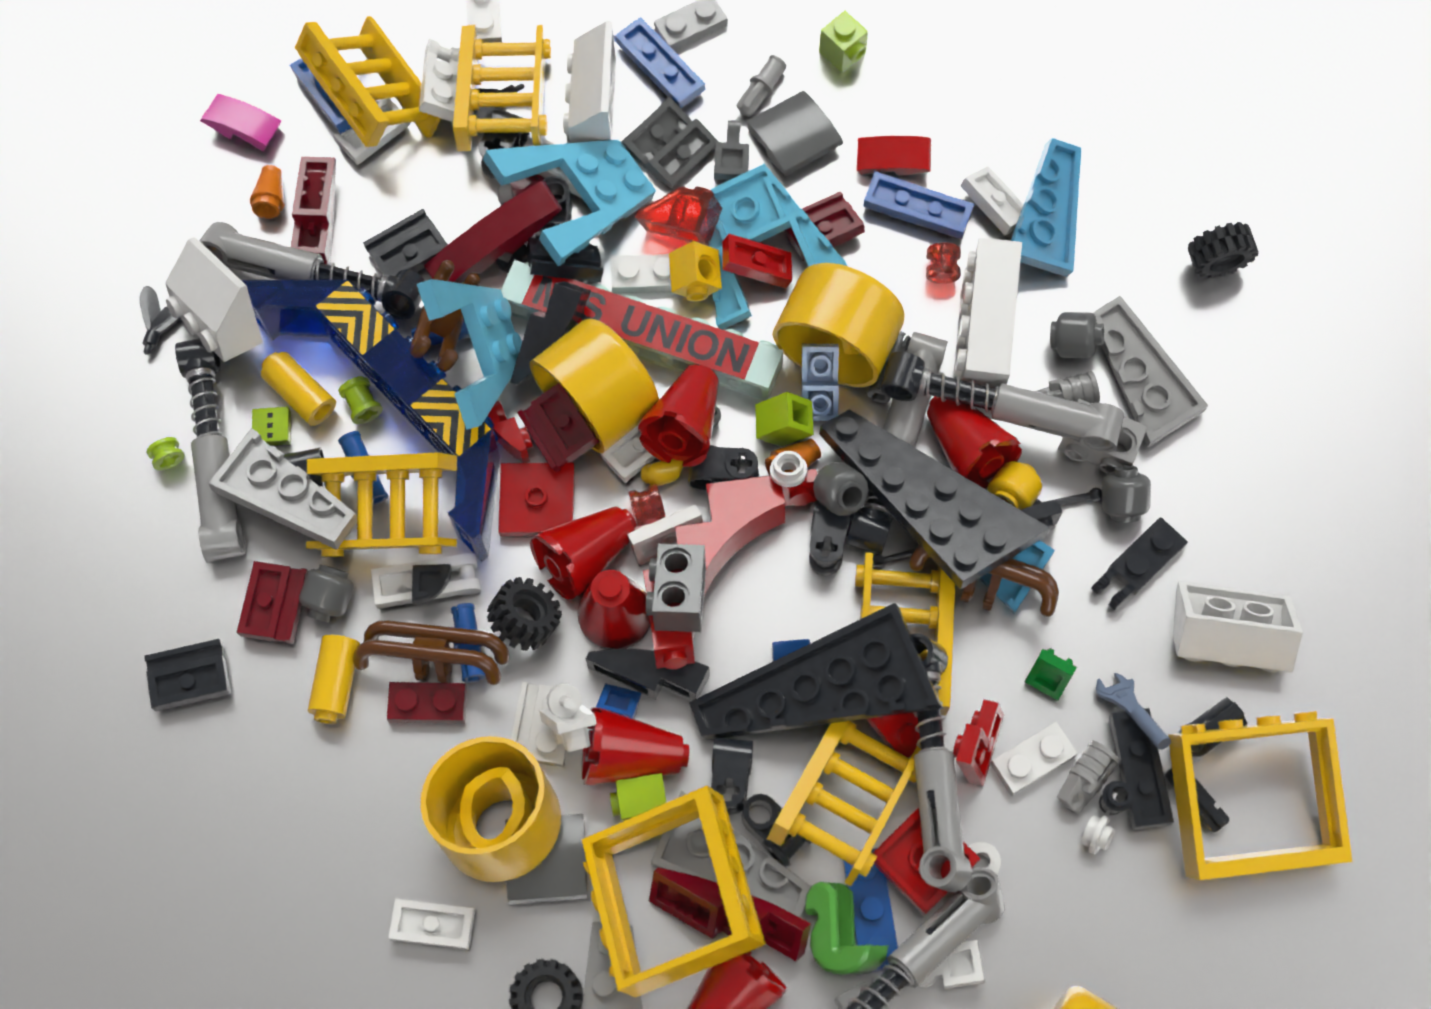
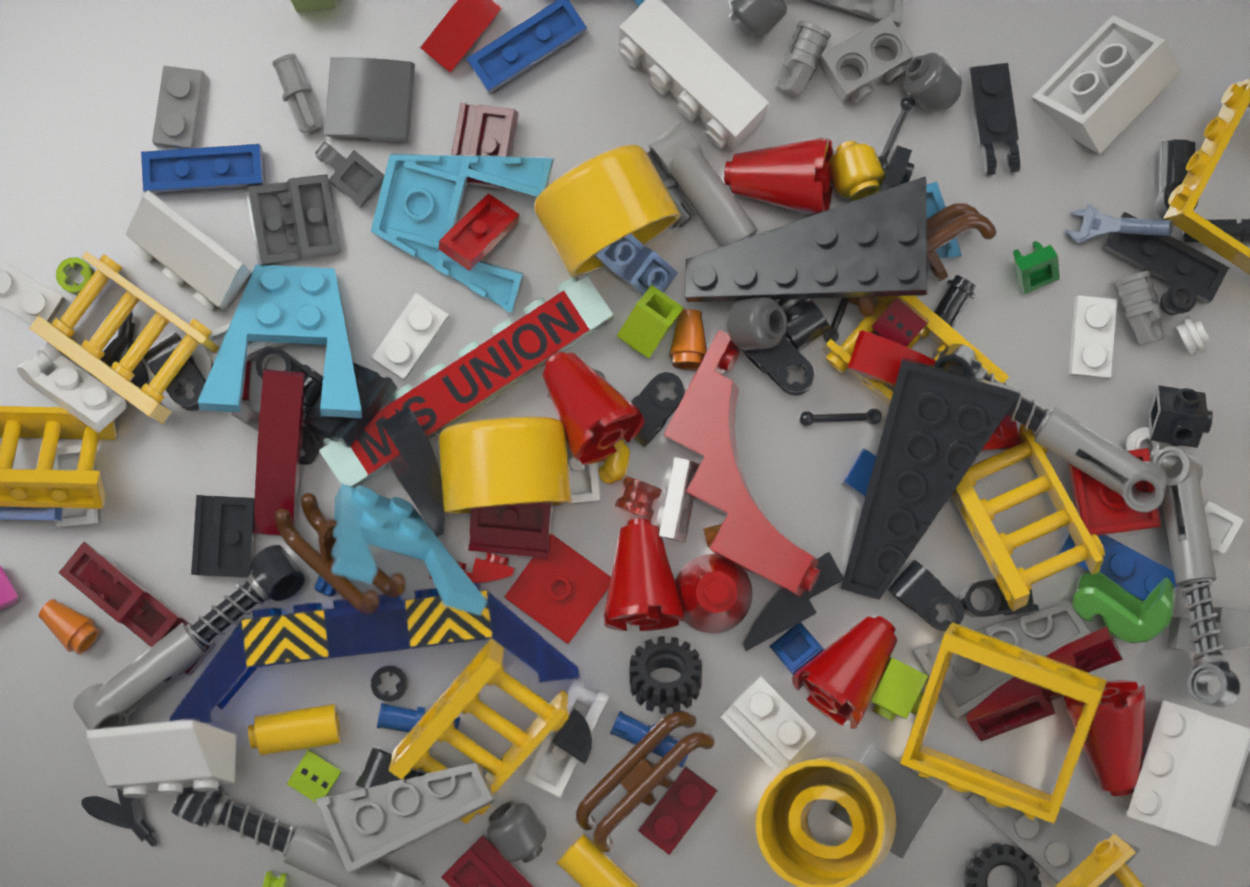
camera: 60 degrees left, 15 degrees up
(360, 400) = (349, 681): lime bush -> none
(375, 420) = (378, 680): none -> black bush
(519, 27) = (63, 279): none -> lime bush
(568, 717) = (795, 704): white hips -> none
(681, 587) = (762, 526): brick -> none
(683, 215) = (385, 263): clear red slope -> none
(695, 271) = (448, 295): yellow brick -> none
(788, 461) = (700, 345): white plate -> none
(801, 588) = (872, 416): none -> black hinge
(884, 587) = (881, 358): none -> red slope
(924, 594) = (900, 322): none -> dark red tile
(943, 263) = (601, 67): clear red wheel -> none
(977, 631) = (955, 299): none -> black pin
(977, 744) = (1060, 385): red plate -> none
(1025, 866) = (1179, 416): none -> black brick
(1093, 425) = (790, 119): piece -> none

